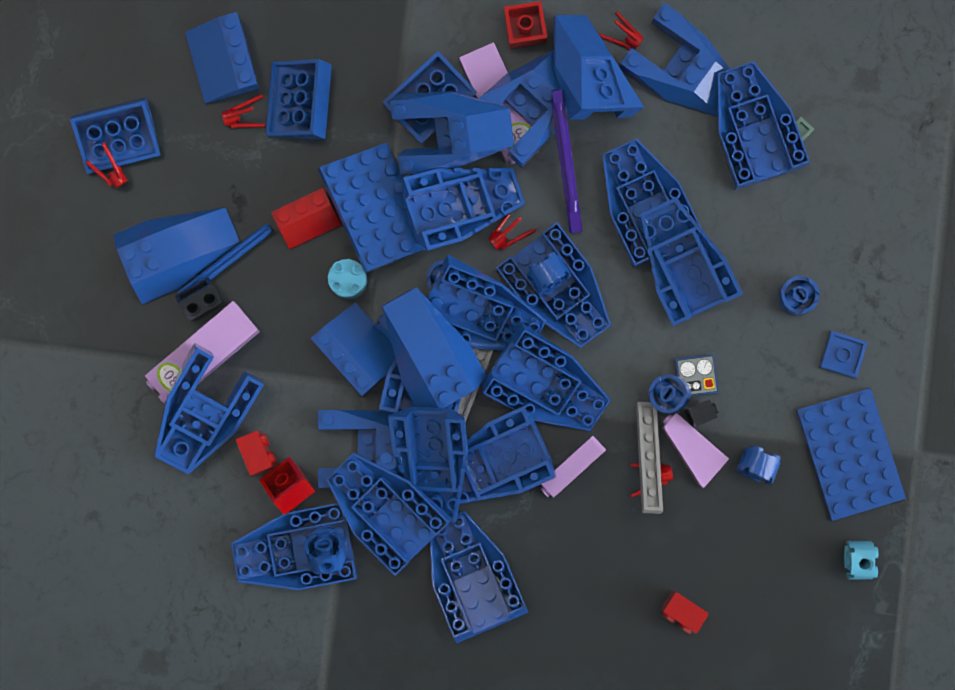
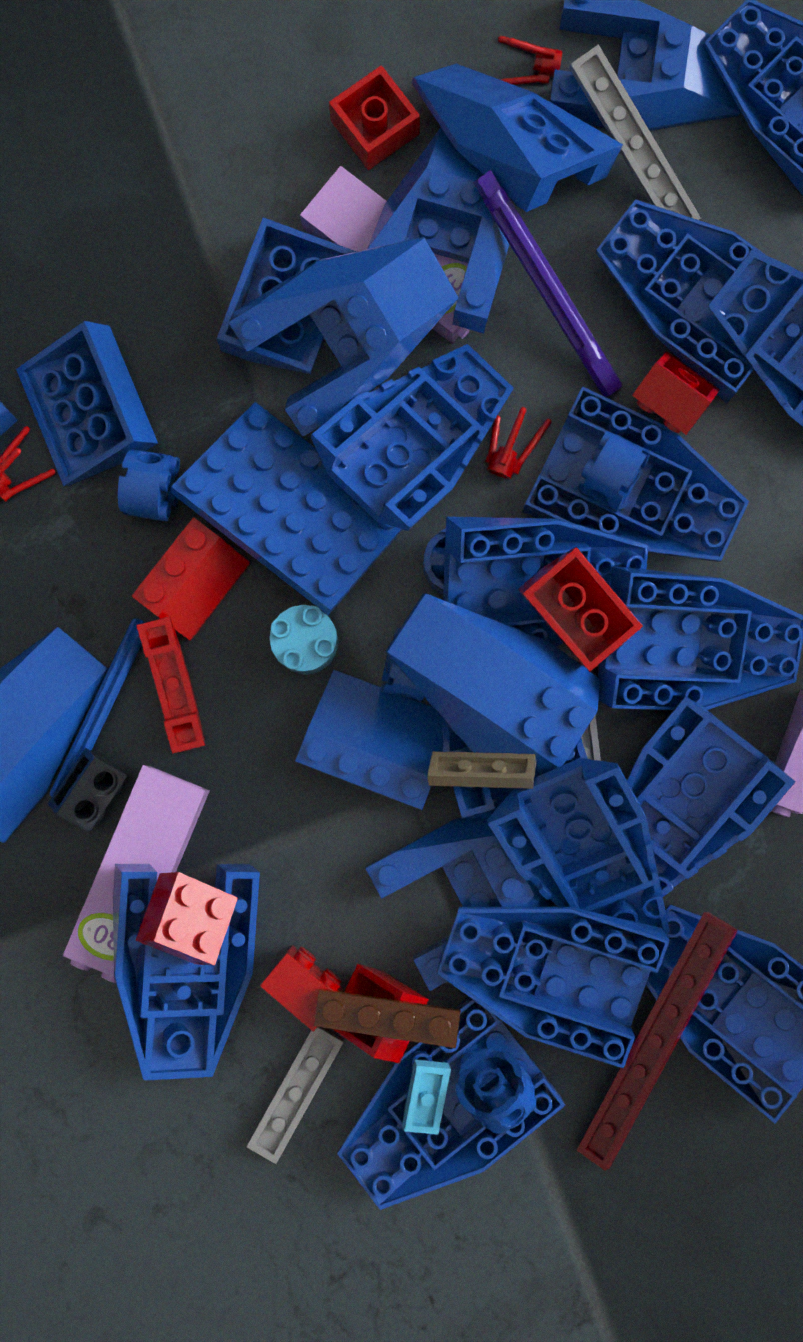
camera: 30 degrees left, 0 degrees up
(217, 387) = (187, 918): none -> brick
(225, 505) = (295, 1094): none -> light grey plate
(269, 267) = (172, 684): none -> red slope
(289, 537) = (426, 1097): none -> medium azure plate
(290, 486) = (387, 1018): none -> reddish brown plate
(308, 159) = (147, 485): none -> blue brick
(400, 389) = (482, 769): none -> dark tan plate
(419, 571) = (657, 1040): none -> dark red plate
(490, 334) = (580, 608): none -> red slope
(603, 249) = (675, 393): none -> red brick
(652, 105) = (627, 127): none -> light grey plate

